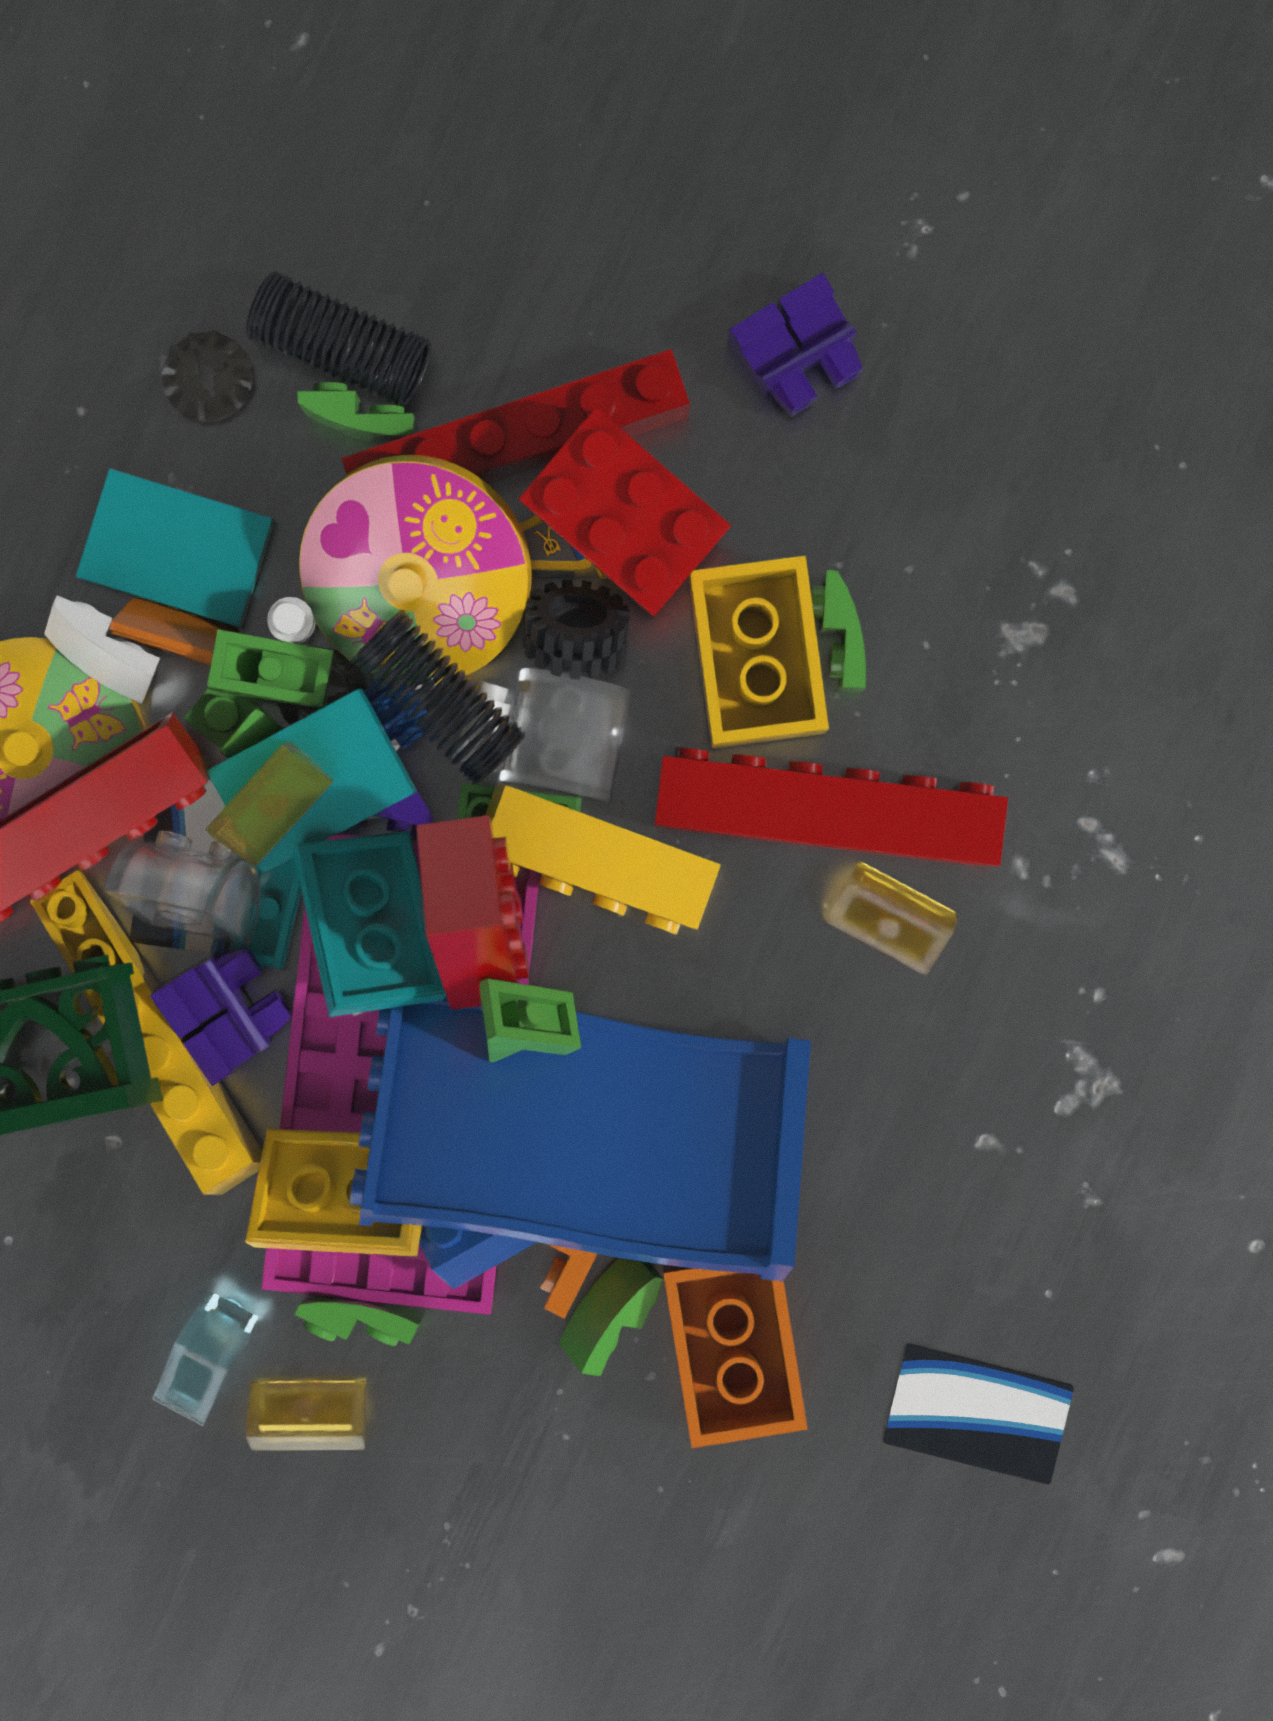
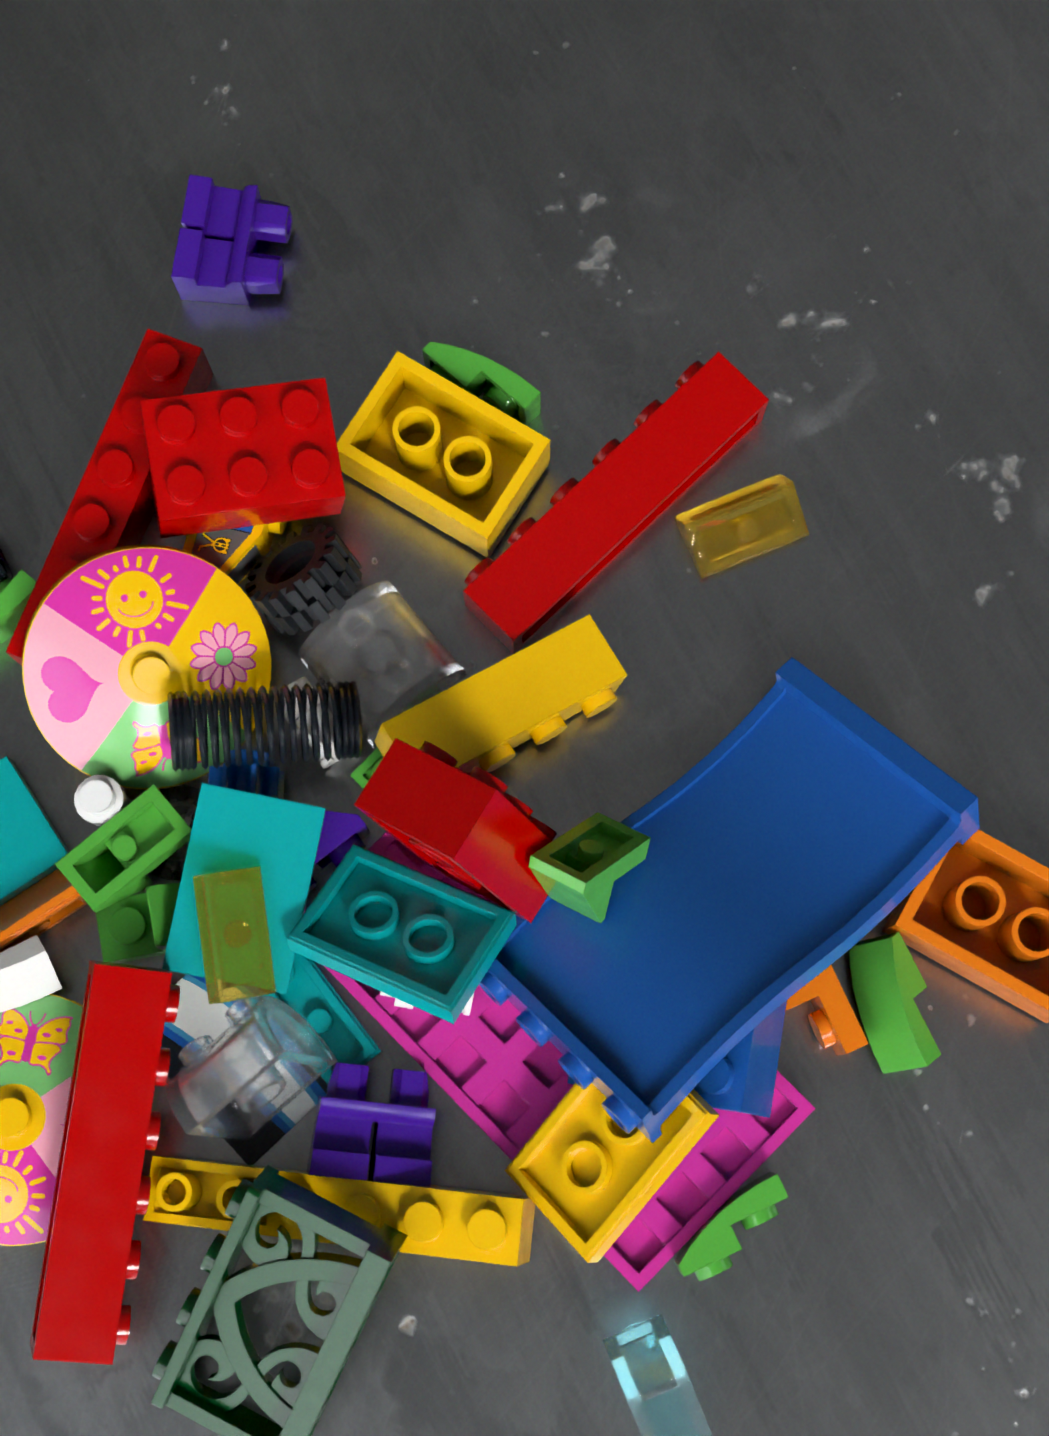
camera: 55 degrees left, 10 degrees down
(307, 1415) = (779, 1346): clear yellow slope -> none

